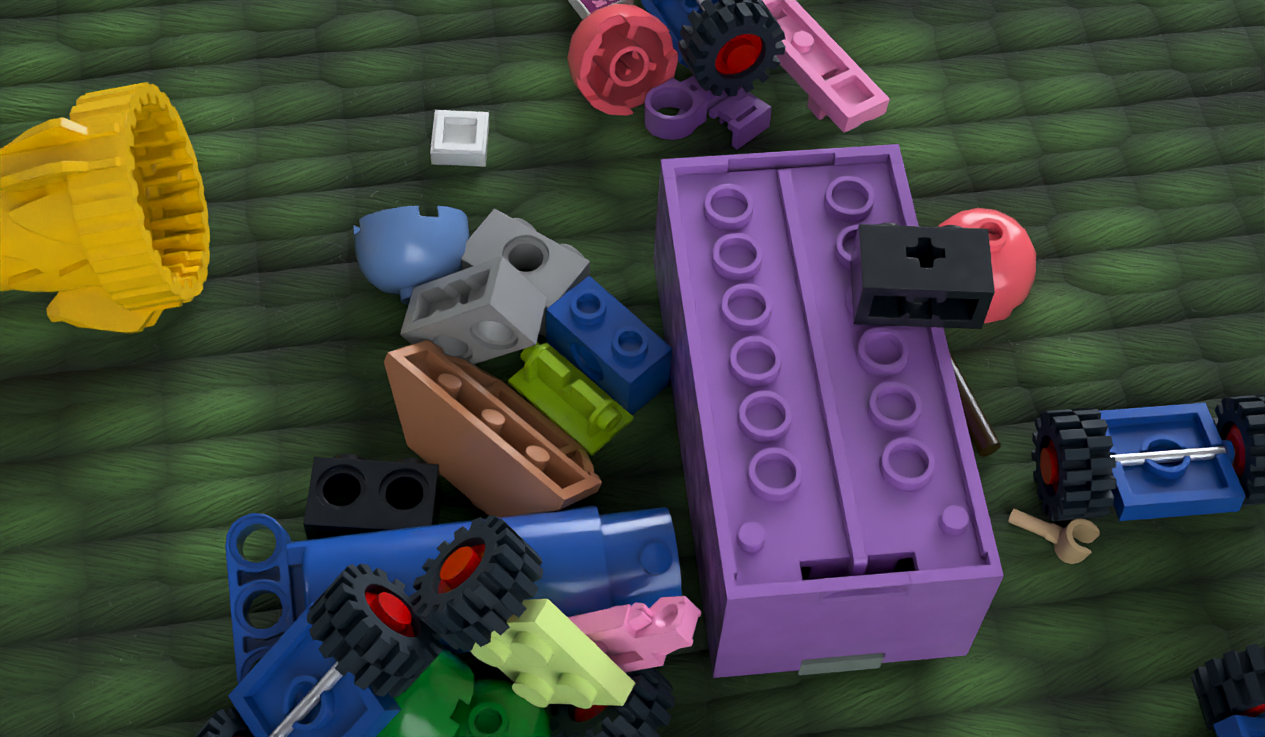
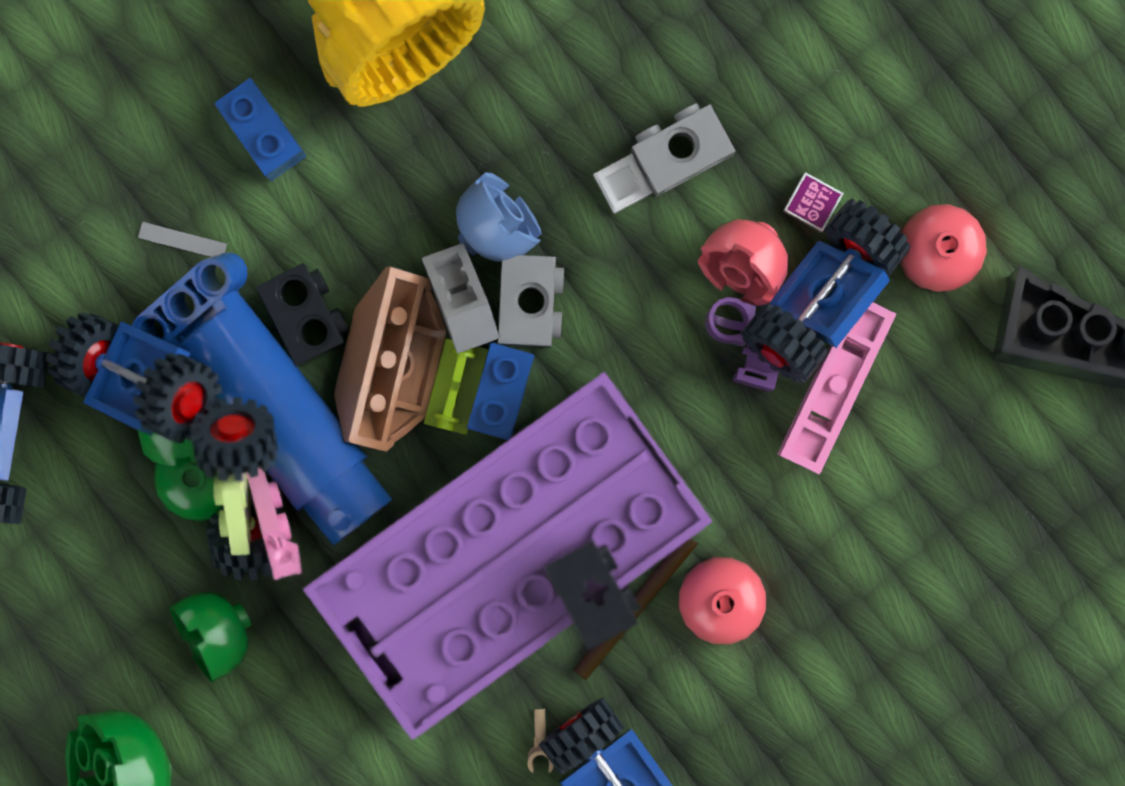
camera: 65 degrees right, 30 degrees up
(126, 431) = (260, 129): none -> blue brick
(181, 611) = (181, 240): none -> light grey piece
(464, 59) = (708, 142): none -> light grey brick

